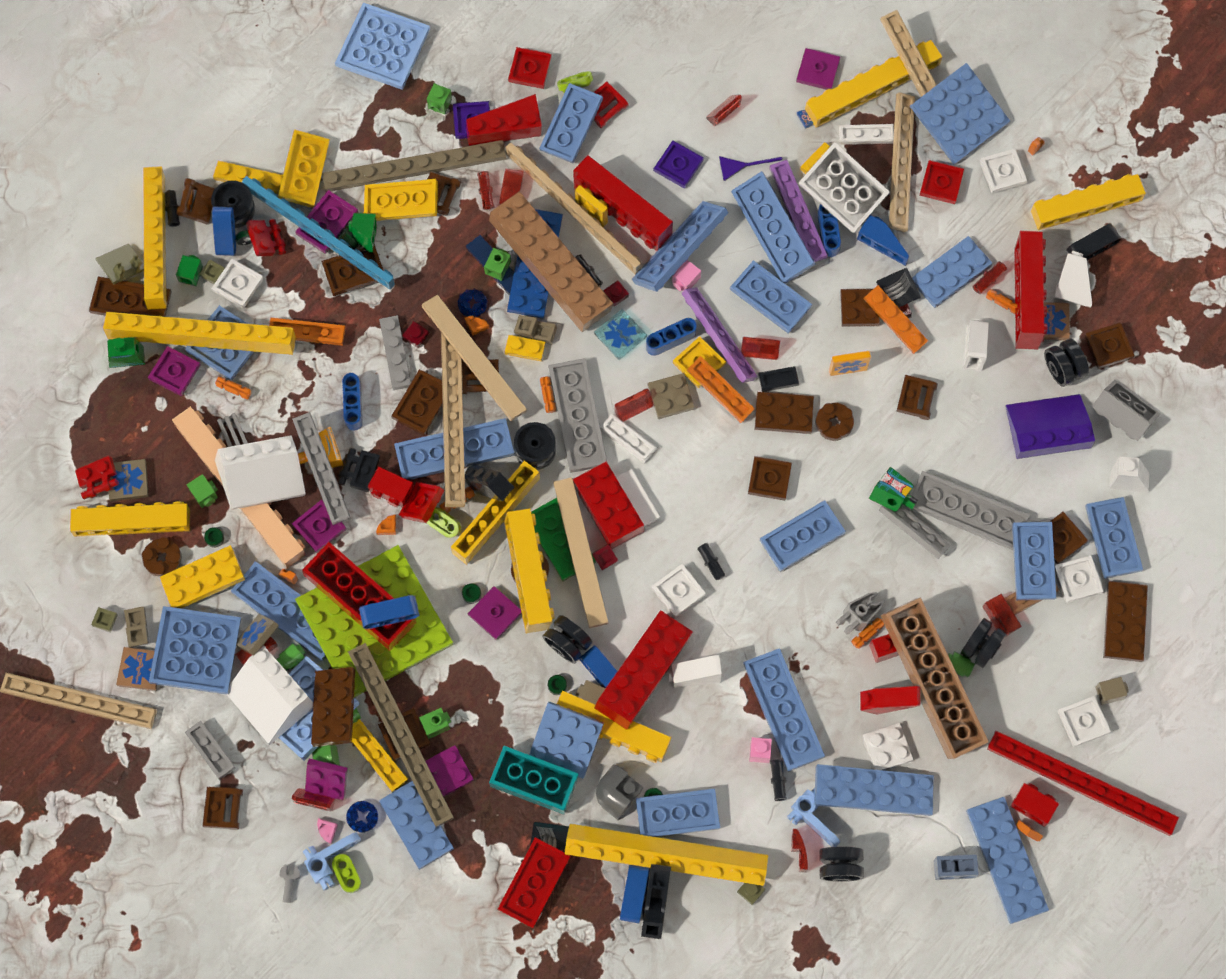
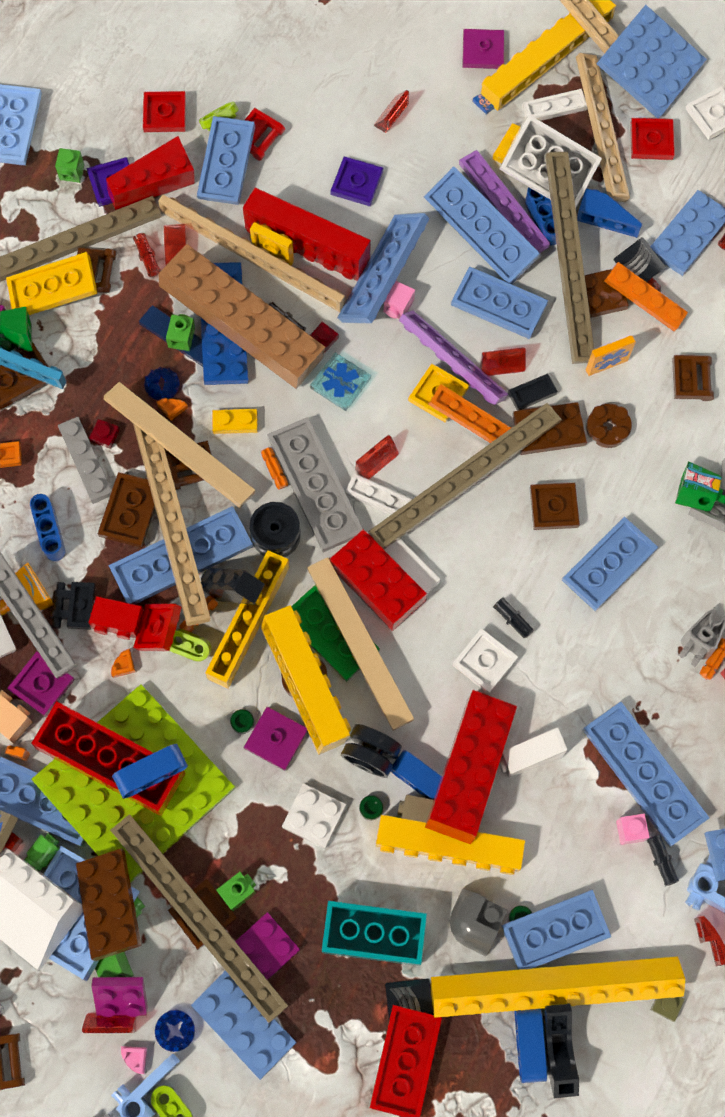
camera: 15 degrees left, 0 degrees up
(377, 757) = (176, 950): yellow plate -> none
(510, 680) = (314, 816): none -> white plate
(534, 329) = (238, 397): dark tan slope -> none
(566, 738) = (400, 873): medium blue plate -> none
(605, 557) = (389, 641): dark red plate -> none
(670, 396) = (416, 438): dark tan plate -> none
(676, 329) = (396, 380): blue beam -> none
(701, 436) = (464, 476): none -> dark tan plate
(730, 167) = (416, 172): dark purple piece -> none
(838, 270) = (569, 256): none -> dark tan plate

